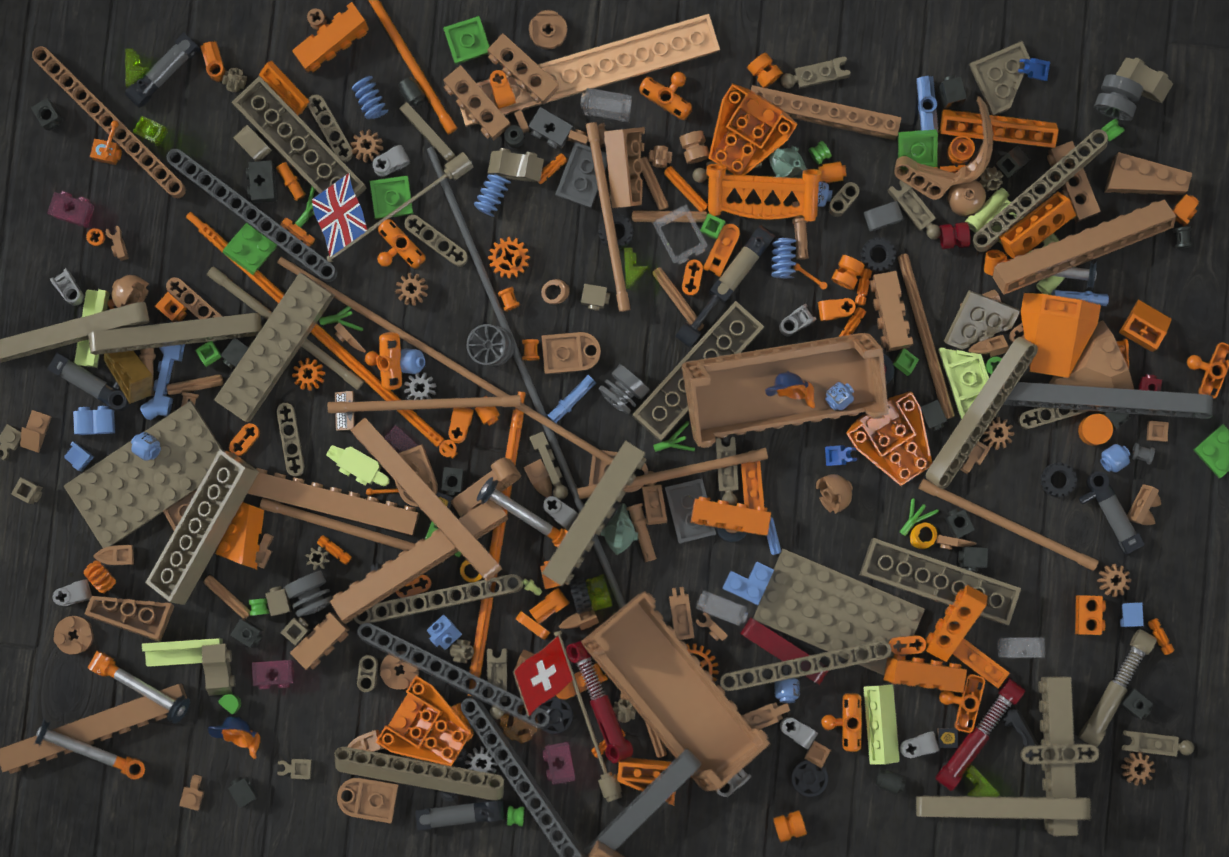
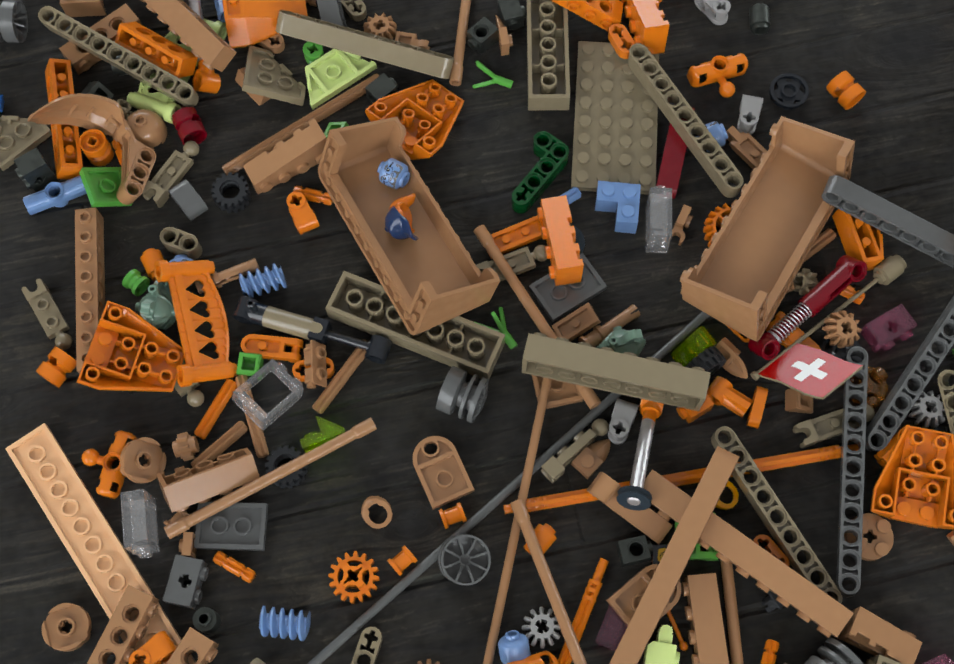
camera: 110 degrees left, 15 degrees down
(366, 673) = (891, 570): dark tan beam -> none
(443, 632) = (808, 499): medium blue brick -> none
(449, 442) = (591, 571): orange bush -> none
(461, 421) = (562, 565): orange piece -> none
(461, 651) = (819, 473): dark tan gear -> none
(516, 166) = (242, 607): dark tan brick -> none
(521, 121) = (185, 620): medium nougat tile -> none
(529, 585) = (715, 423): yellowish green piece -> none
(575, 395) = (500, 454): medium blue pin -> none
(577, 723) = (841, 329): none -> medium nougat gear
(595, 297) = (368, 464): dark tan brick -> none
(668, 115) = (130, 462): none -> medium nougat plate
(681, 615) = (678, 260): medium nougat hinge -> none
(684, 278) = (315, 355): none -> medium nougat hinge
(694, 146) = (163, 413): medium nougat wheel -> none
(799, 318) = (324, 246): light grey piece -> none
(803, 522) = (536, 175): none -> dark green beam
(817, 754) = (763, 89): medium nougat tile -> none
(823, 285) = (280, 238): orange hinge -> none
(835, 492) = (495, 153): medium nougat cylinder -> none
(839, 455) = (455, 163): blue plate -> none
(848, 271) = (251, 213): orange wheel -> none
(863, 287) = (269, 197): orange axle -> none
(881, 724) = (708, 45): yellowish green panel -> none
(916, 542) = (512, 71): light orange piece -> none
(993, 346) = (292, 59): medium nougat plate -> none
(1113, 129) = (35, 23): bright green wheel -> none

